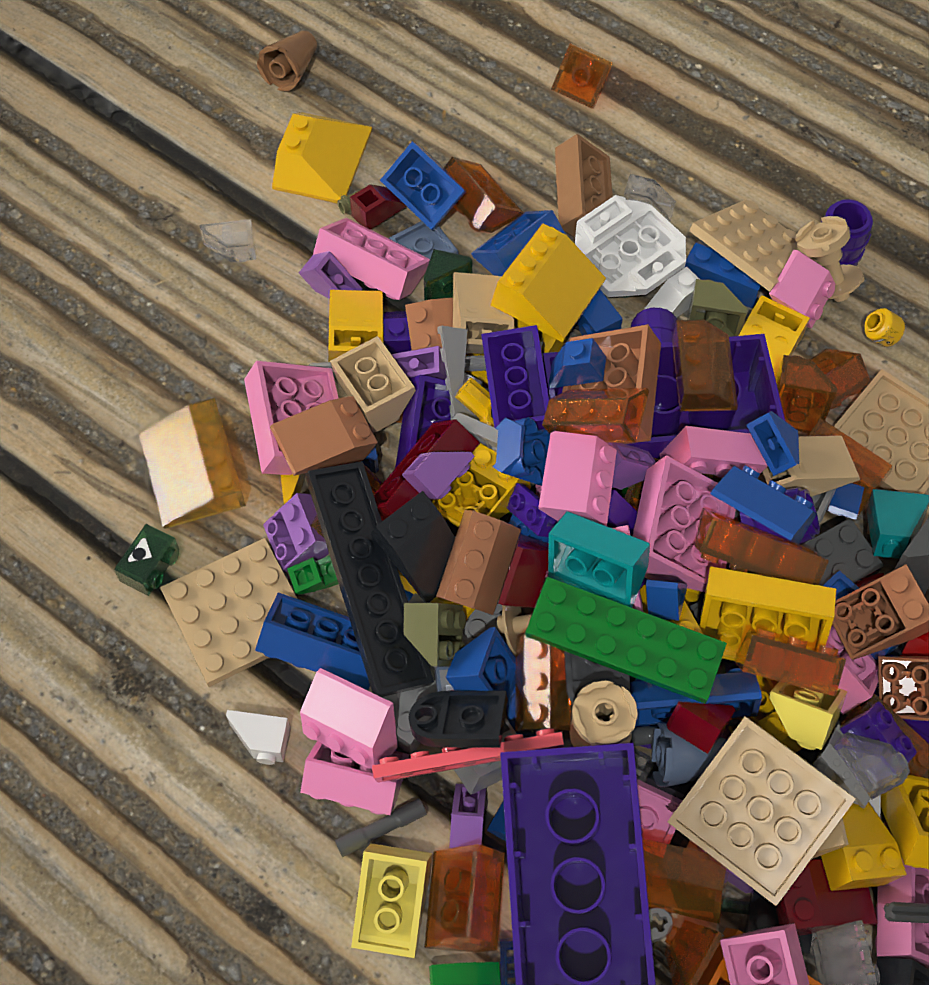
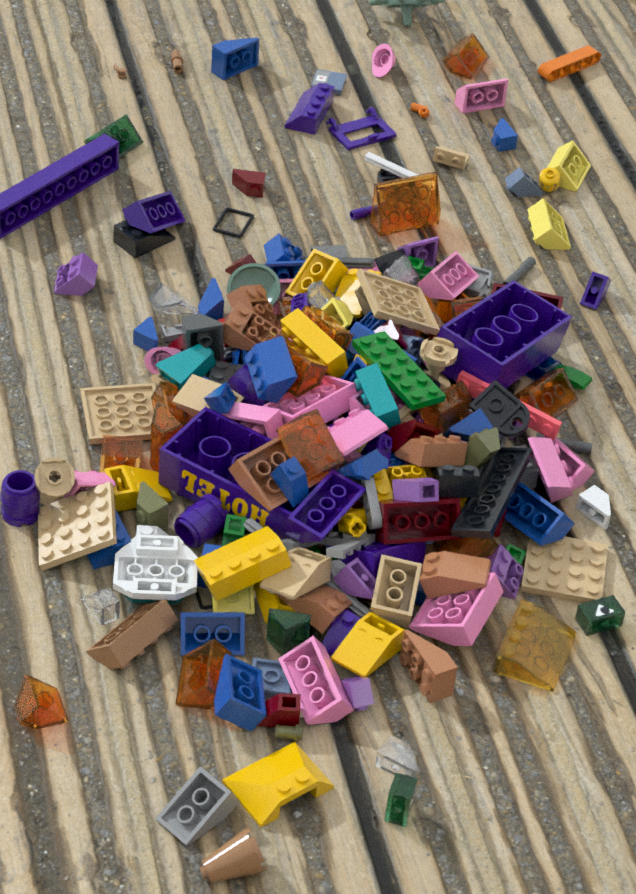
camera: 145 degrees left, 20 degrees down
(191, 189) = (400, 799): none -> clear green brick
(276, 338) = (428, 666): none -> nougat slope
(363, 85) = (197, 807): none -> light grey slope
(391, 900) = (580, 416): light yellow slope -> none
(703, 367) = (220, 448): clear orange slope -> none
(884, 327) = (62, 449): yellow head -> none

